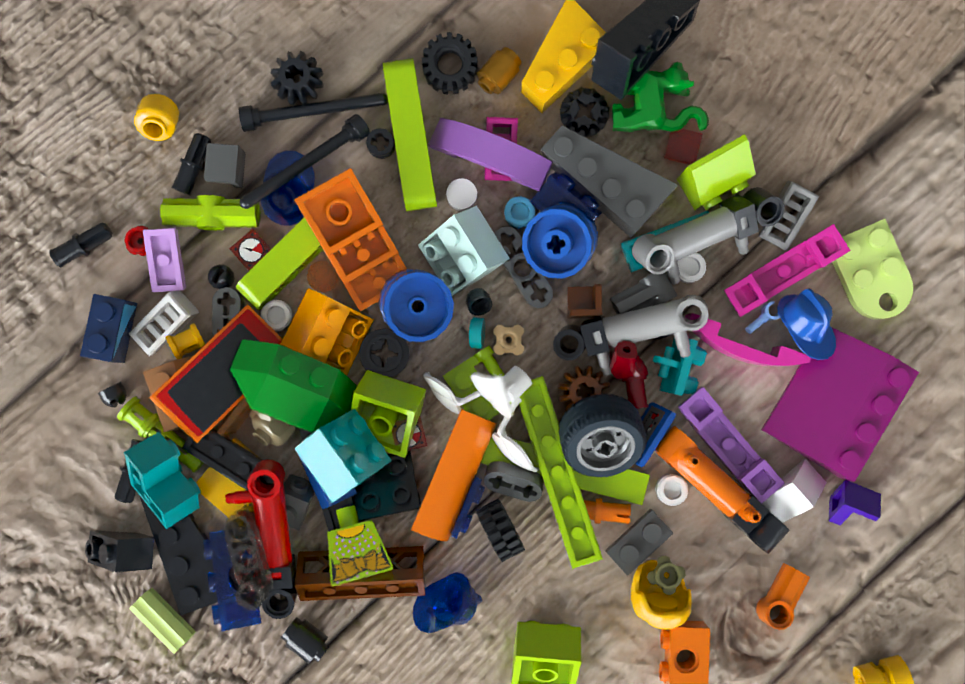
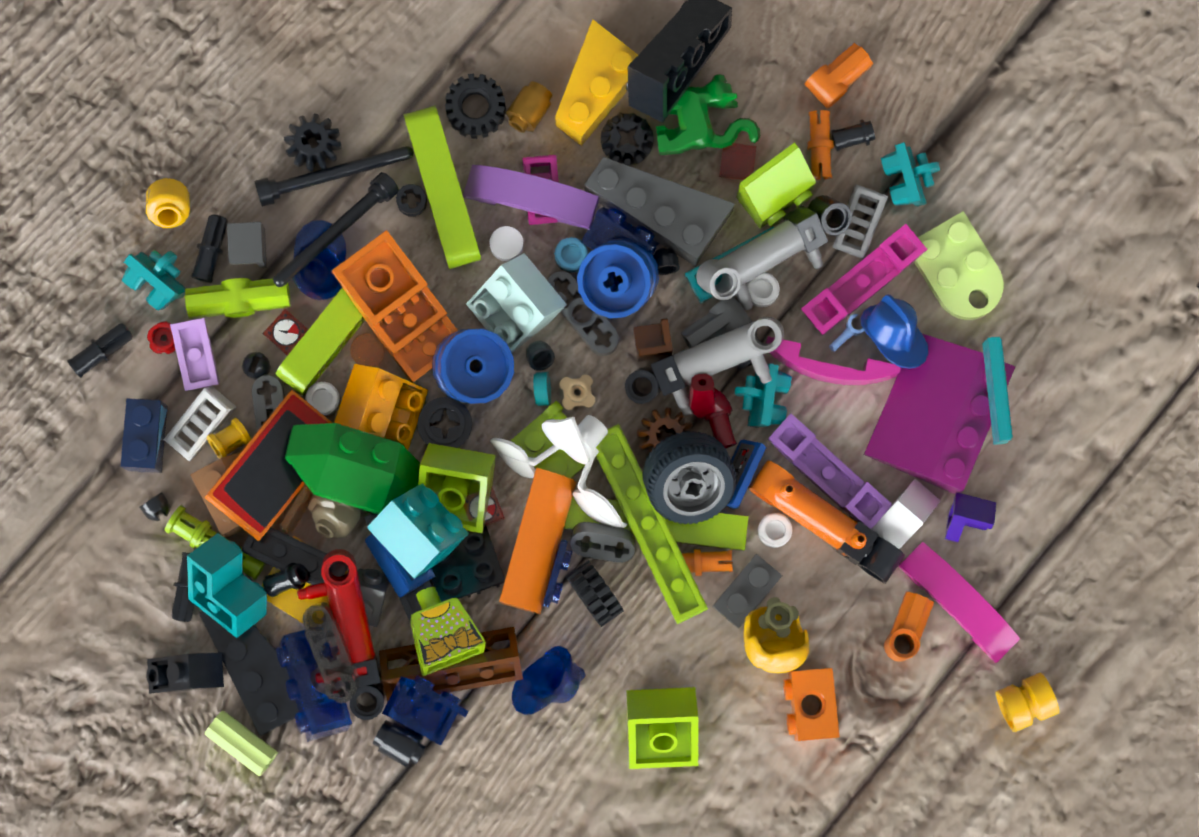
camera: 15 degrees left, 5 degrees down
(140, 180) = (159, 273): none -> teal hips
(224, 480) = (291, 577): none -> black pin
(329, 615) = (423, 709): none -> clear blue bracket
(606, 229) = (667, 261): none -> black hinge
(762, 138) = (820, 144): none -> orange pin
(782, 81) = (832, 80): none -> orange piece
(793, 135) = (853, 135): none -> black pin
(832, 577) = (960, 601): none -> dark pink slope
(835, 165) = (903, 161): none -> teal hips
(904, 395) = (997, 390): none -> teal tile

